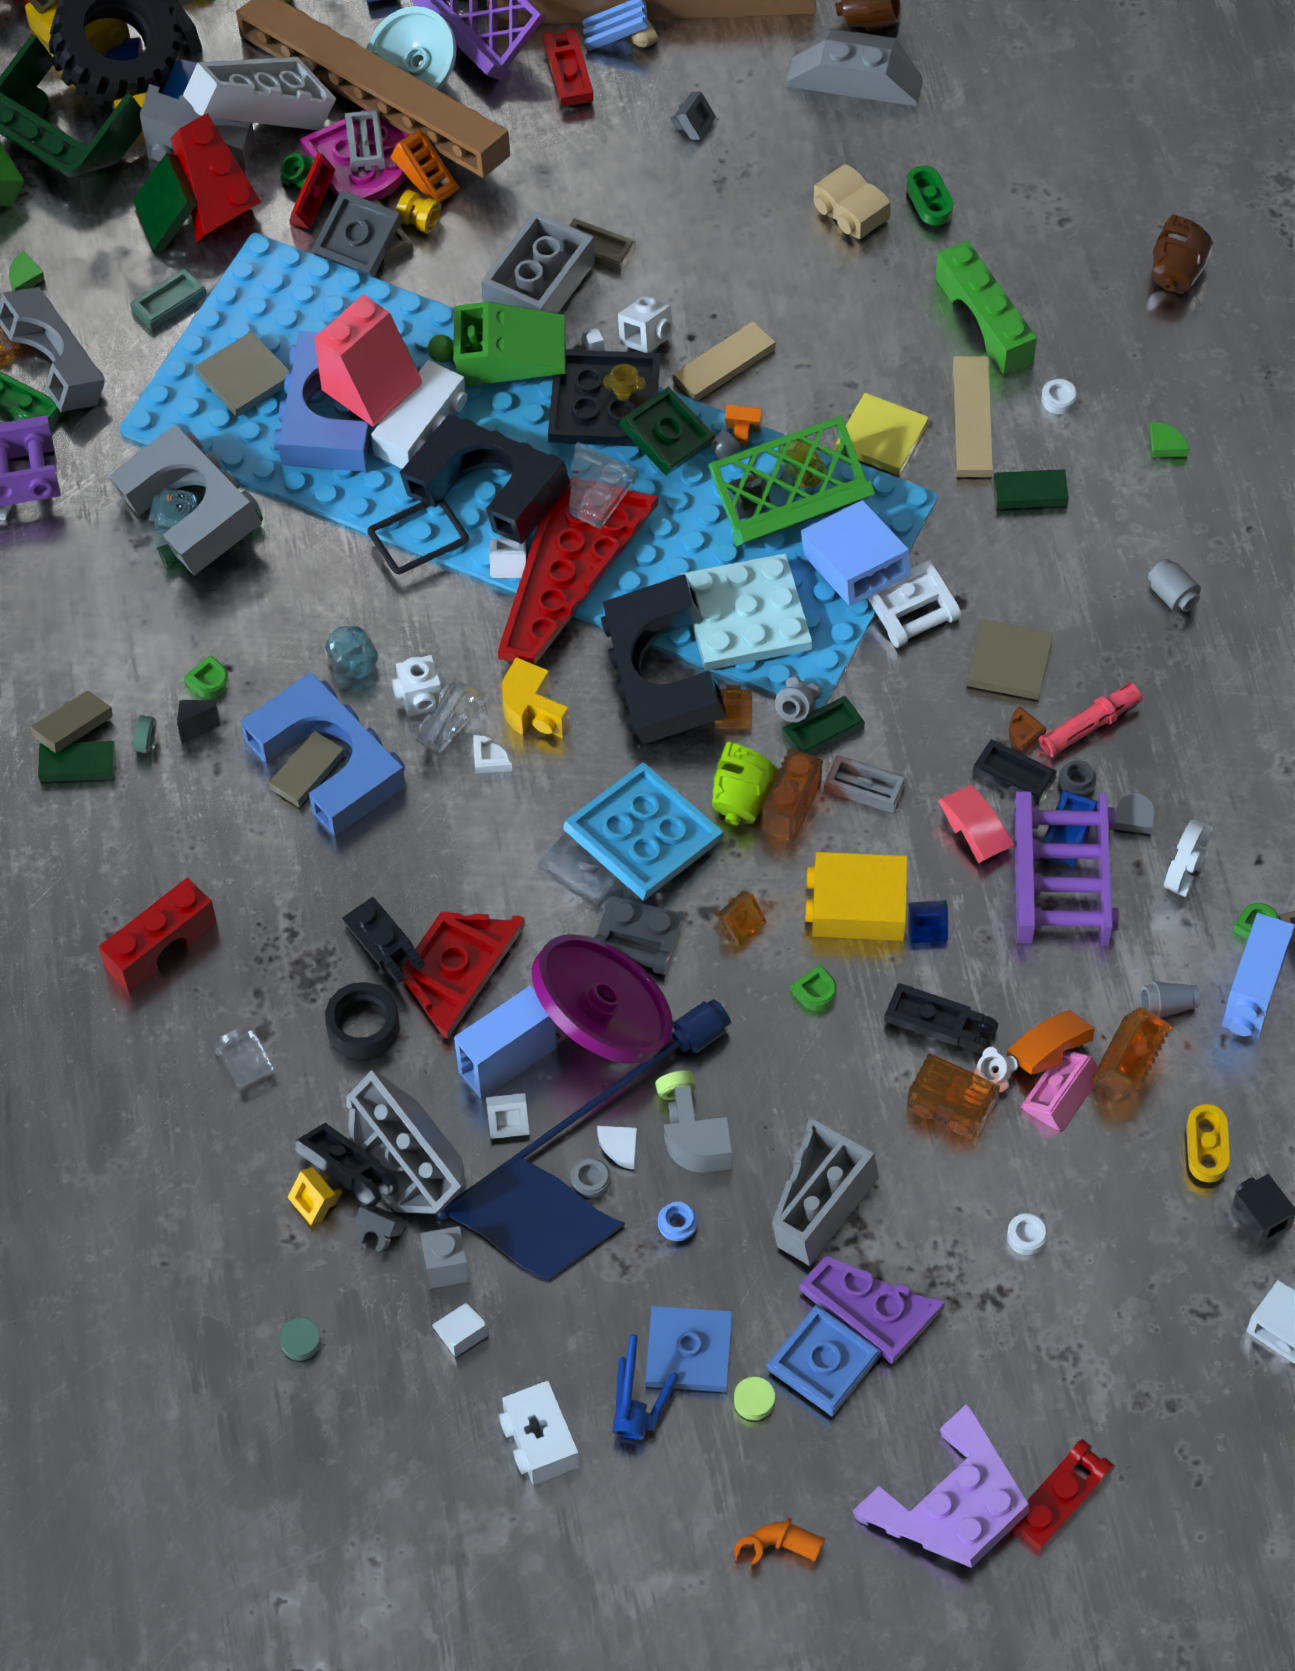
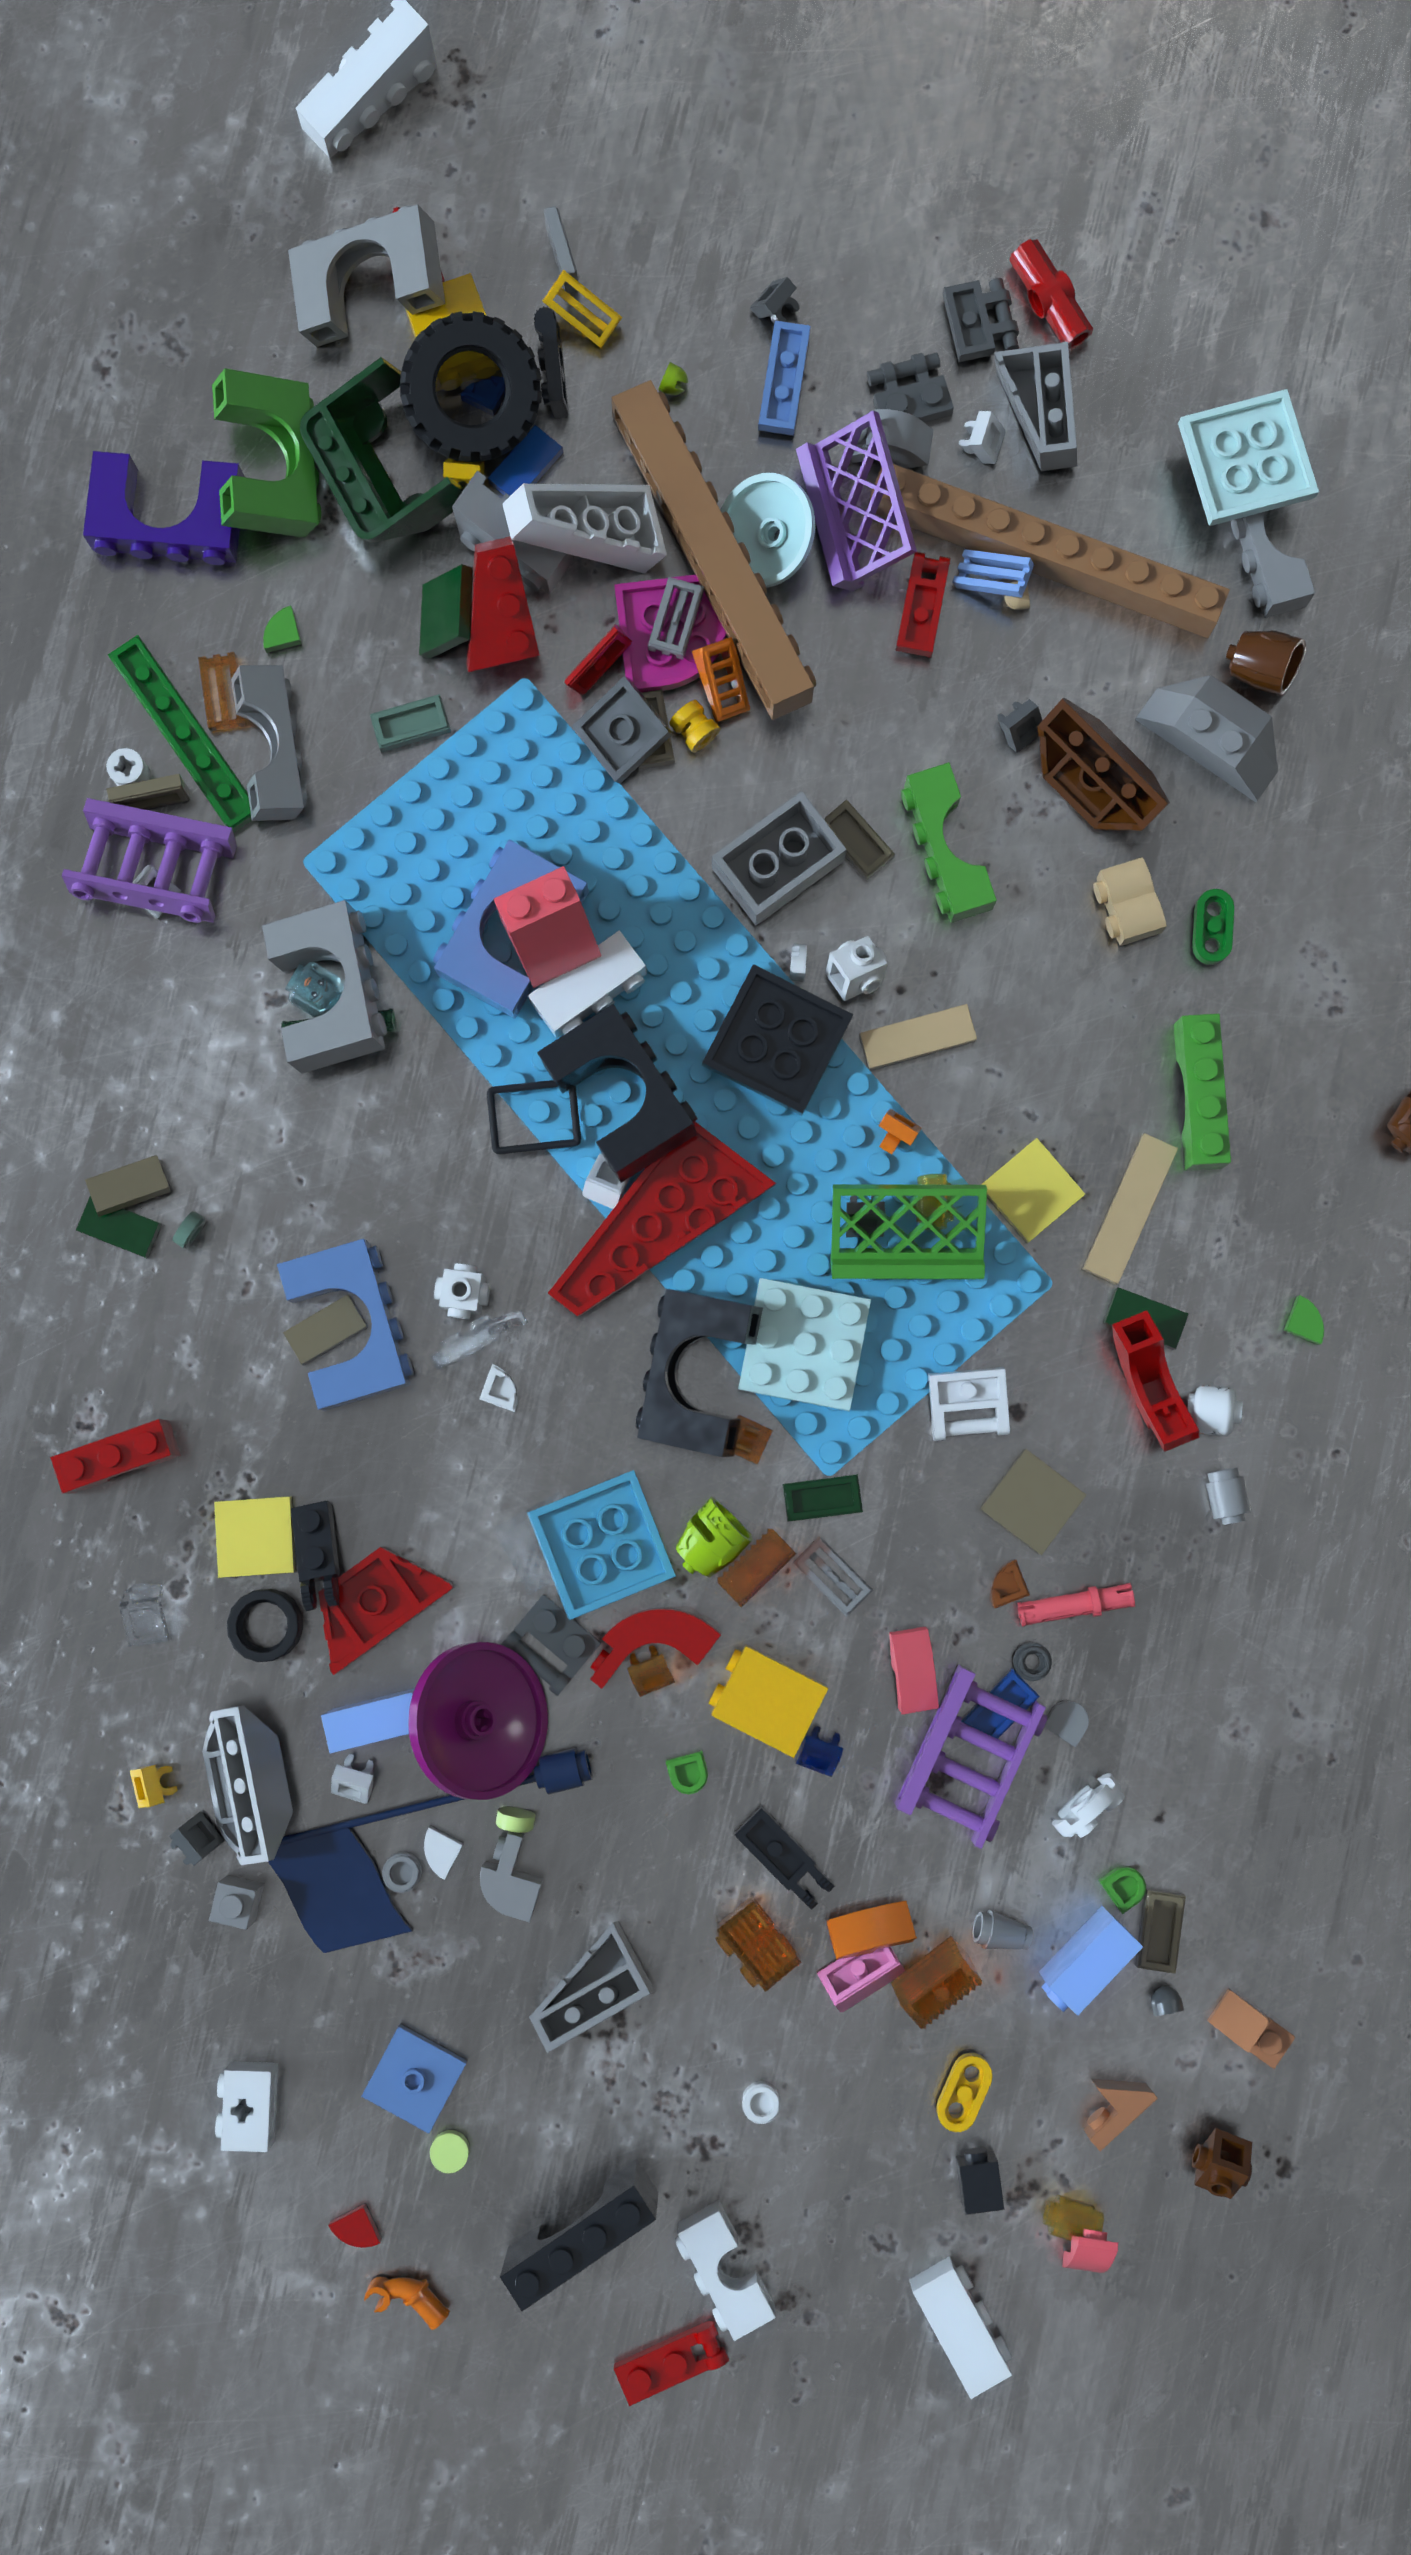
camera: 25 degrees right, 25 degrees up
(196, 717) = (240, 1232): black slope -> none
(208, 678) = (275, 1187): bright green tile -> none
(243, 373) = (442, 854): dark tan tile -> none
(290, 166) = (590, 615): green plate -> none
(300, 1338) = (84, 1915): sand green tile -> none
(318, 957) = (254, 1537): none -> light yellow tile
(347, 1164) = (188, 1766): black hinge -> none
(351, 652) = (415, 1223): clear light blue head -> none
(461, 1329) = (225, 1970): white slope -> none
(502, 343) = (712, 945): bright green slope -> none
(526, 702) = (551, 1346): yellow brick -> none
(597, 485) = (721, 1147): clear wing -> none
(620, 374) = (806, 1030): clear yellow plate -> none
(631, 1415) = (334, 2123): blue plant -> none
(667, 431) = (818, 1111): dark green tile -> none
(681, 1211) = (452, 1962): light blue plate -> none
(697, 1504) = (356, 2228): none -> red tile
(704, 240) = (962, 886): none -> bright green arch
(724, 877) = (655, 1625): none -> red arch
(725, 445) = (868, 1149): dark grey hinge -> none
(772, 122) = (1097, 771): none -> reddish brown wedge
(797, 699) = (807, 1465): light grey brick -> none
(824, 1360) = (524, 2146): medium blue plate -> none
(856, 552) = (935, 1334): light blue brick -> none
(874, 1309) = (589, 2115): medium lavender wing -> none
(933, 1357) = (541, 2264): none -> black arch
(966, 1510) = (582, 2347): lavender wing -> none
(991, 1059) = (802, 1938): white plate -> none
(1014, 771) = (978, 1625): black tile -> none
(1054, 523) = (1150, 1382): none -> red arch
(1059, 396) = (1226, 1222): white tile -> none
(1093, 1407) = (739, 2302): none -> white arch
(1126, 527) = (1215, 1409): none -> white head

